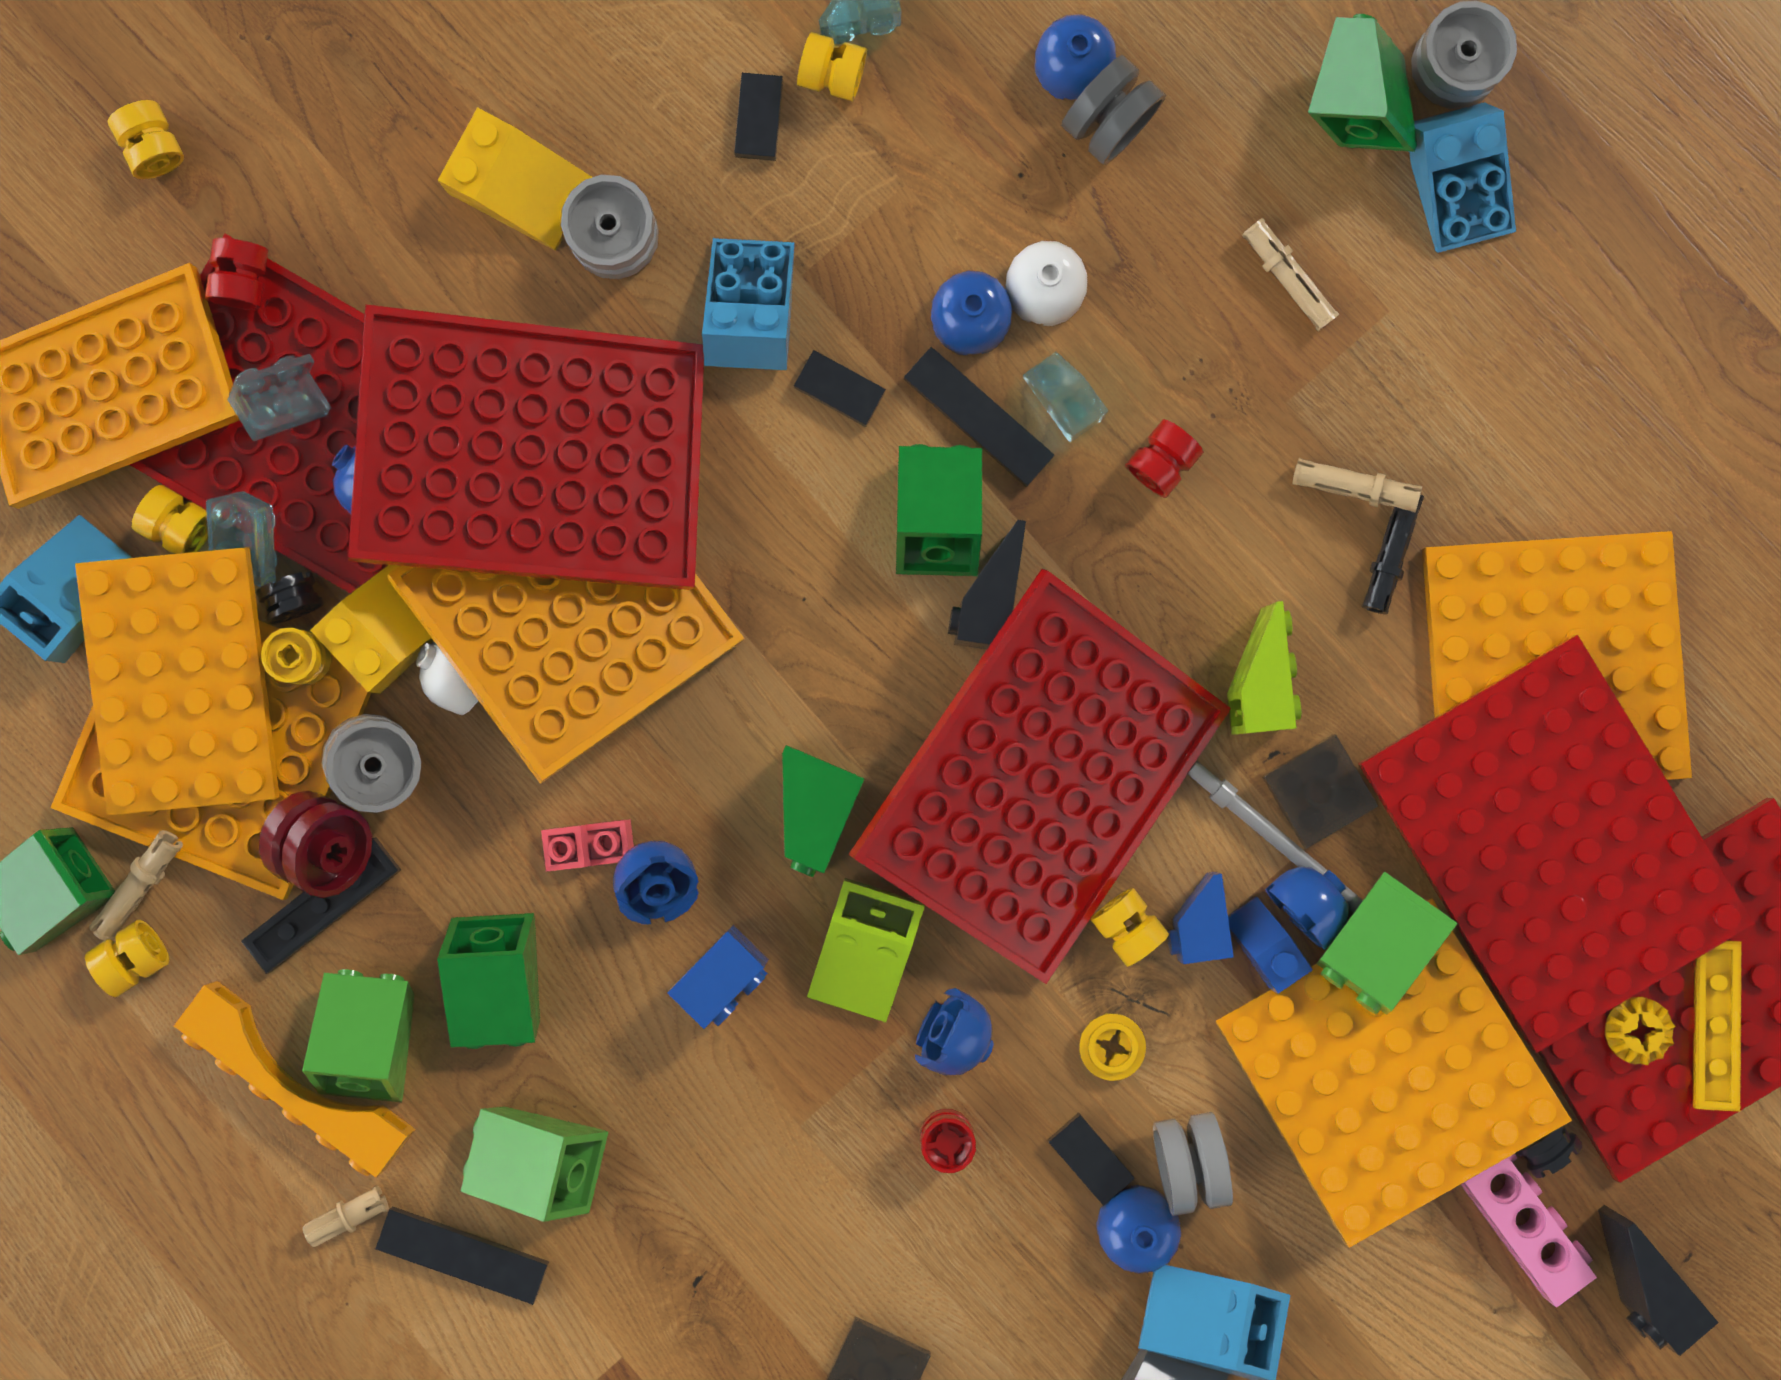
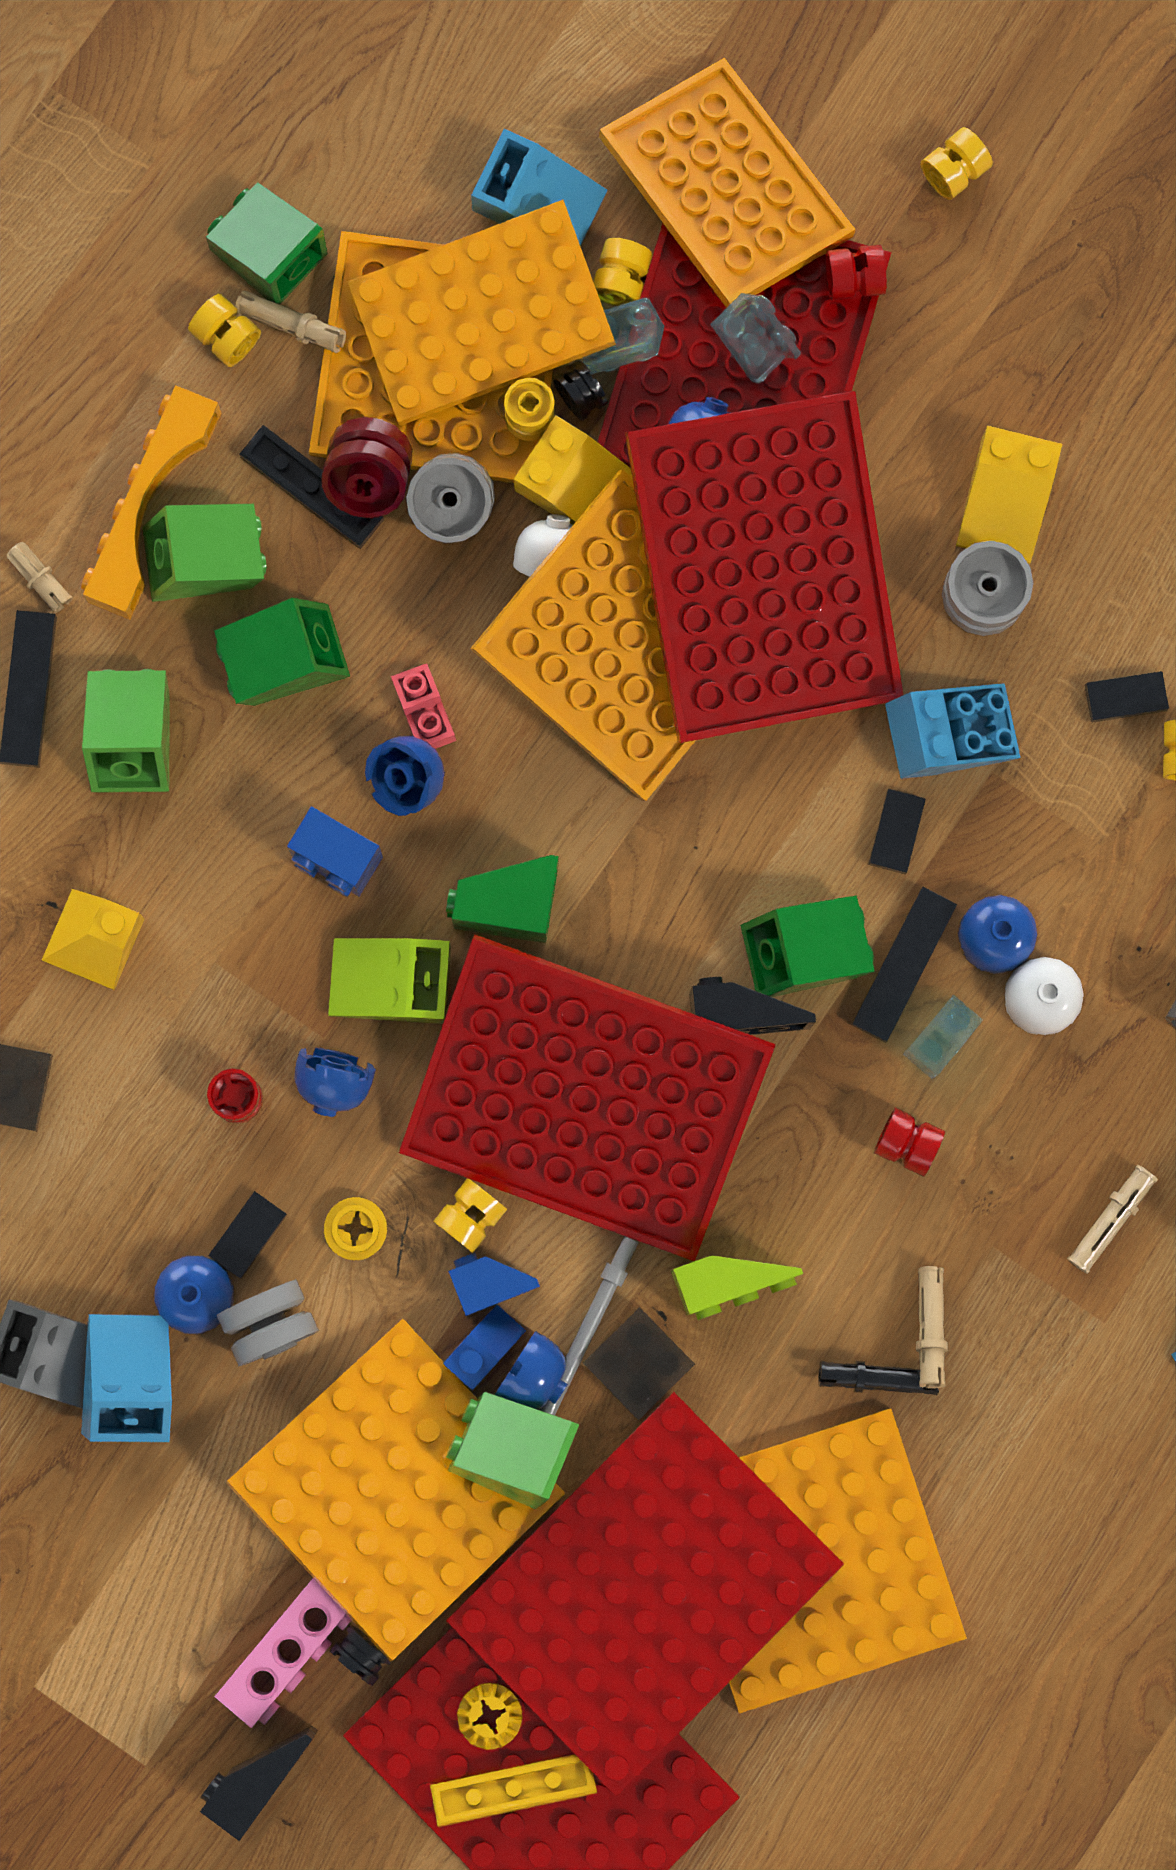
camera: 80 degrees right, 5 degrees down
(744, 1247) = (93, 938): none -> yellow slope

